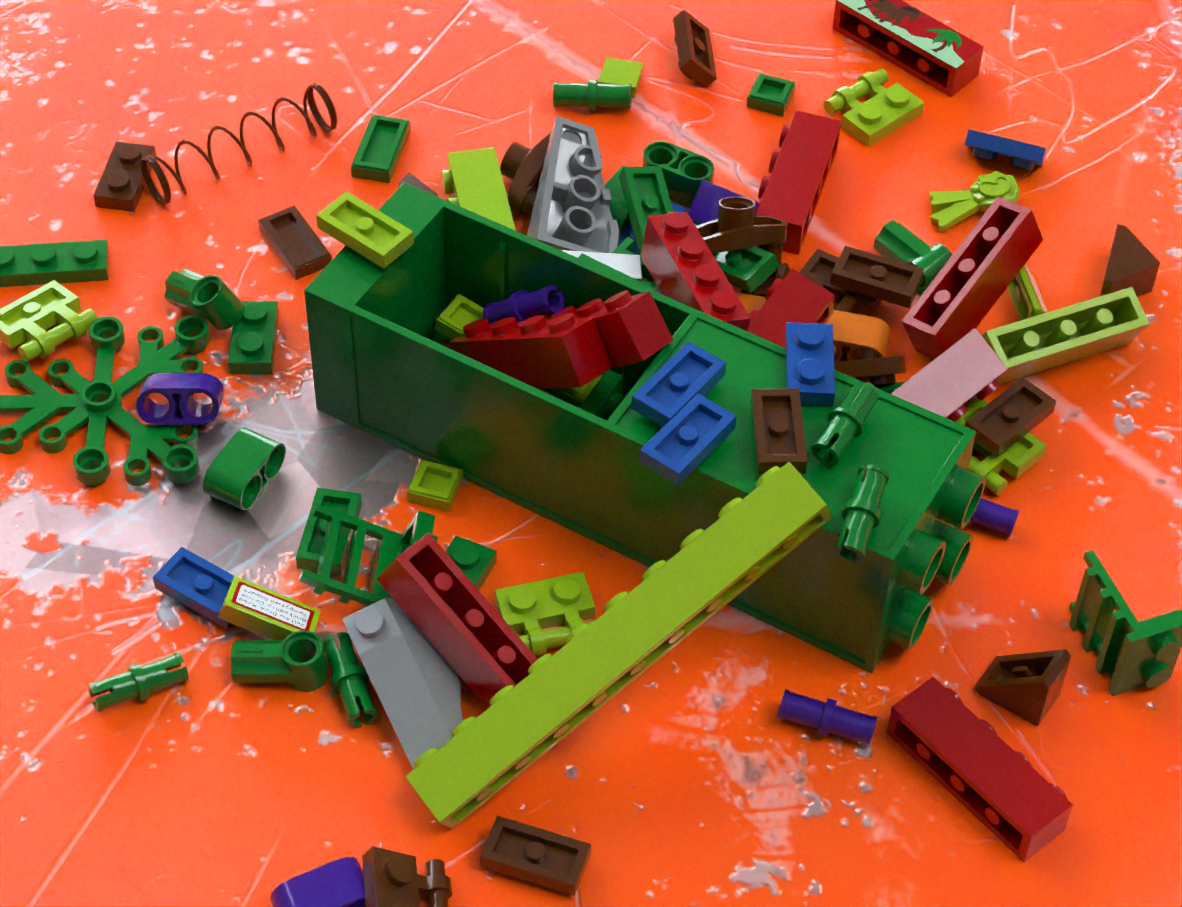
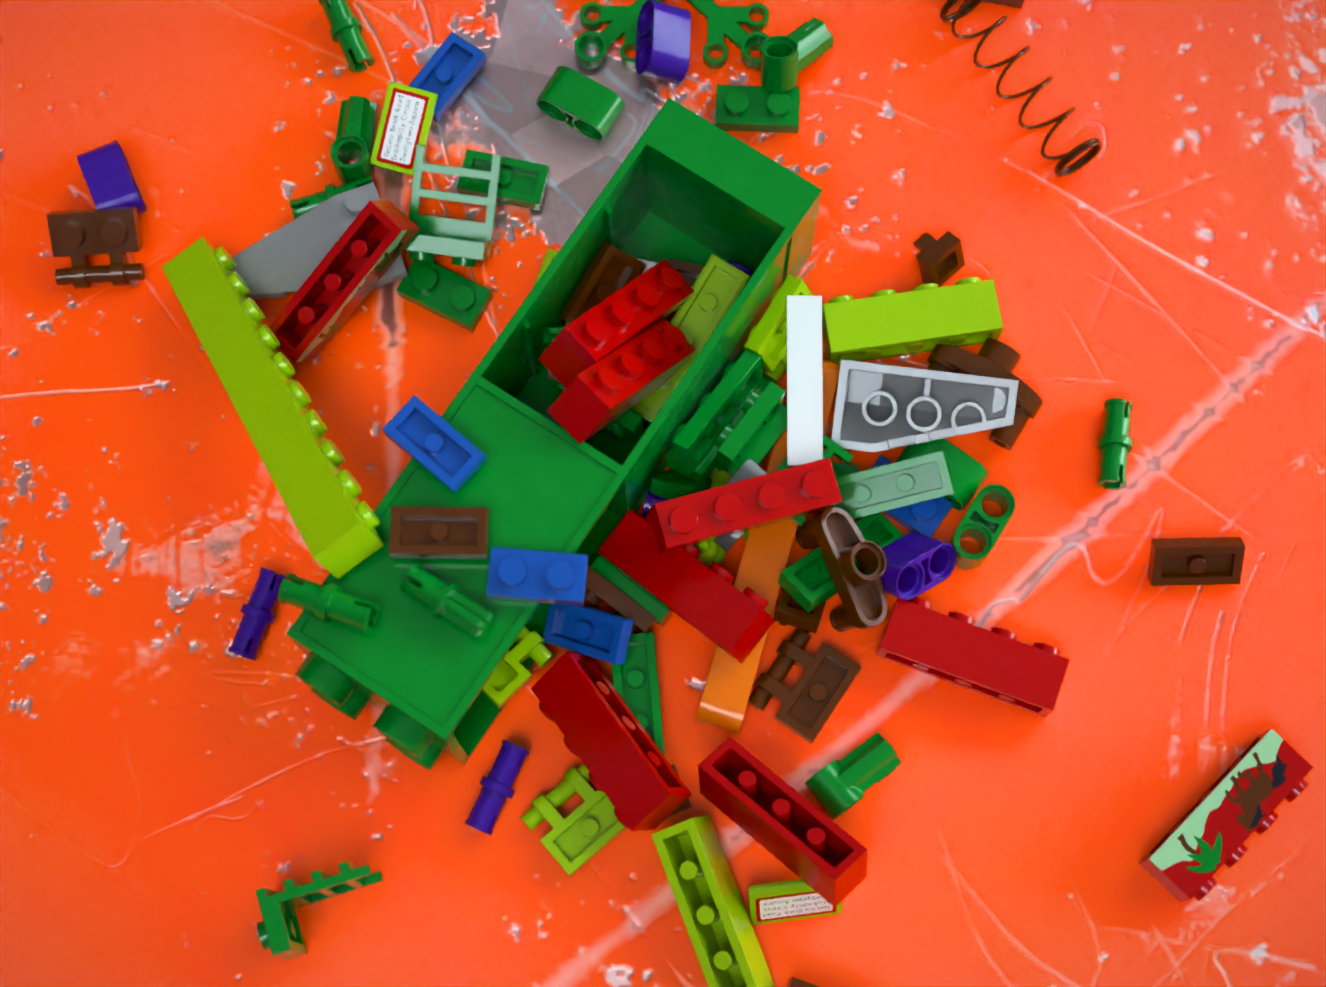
camera: 95 degrees right, 25 degrees up
(295, 242) = (889, 143): reddish brown tile -> none
(365, 229) = (734, 146): lime plate -> none
(380, 148) = (1032, 224): green tile -> none
(525, 305) = (698, 326): dark purple pin -> none
(535, 855) = (138, 351): reddish brown plate -> none
(544, 605) = (411, 369): lime plate -> none
(622, 73) = (1153, 478): lime tile -> none
(677, 383) = (505, 440): blue plate -> none
(771, 94) = (1130, 647): green tile -> none
(877, 276) = (800, 720): reddish brown plate -> none
(877, 369) = (677, 690): reddish brown plate -> none
(879, 115) = (1100, 773): lime plate -> none
(954, 206) = (957, 879): lime piece -> none
(979, 768) = (184, 746): red brick -> none
(1010, 416) = (593, 835): reddish brown plate -> none
(1021, 153) = (1032, 907): blue plate -> none
(1025, 682) = (278, 802): reddish brown slope -> none

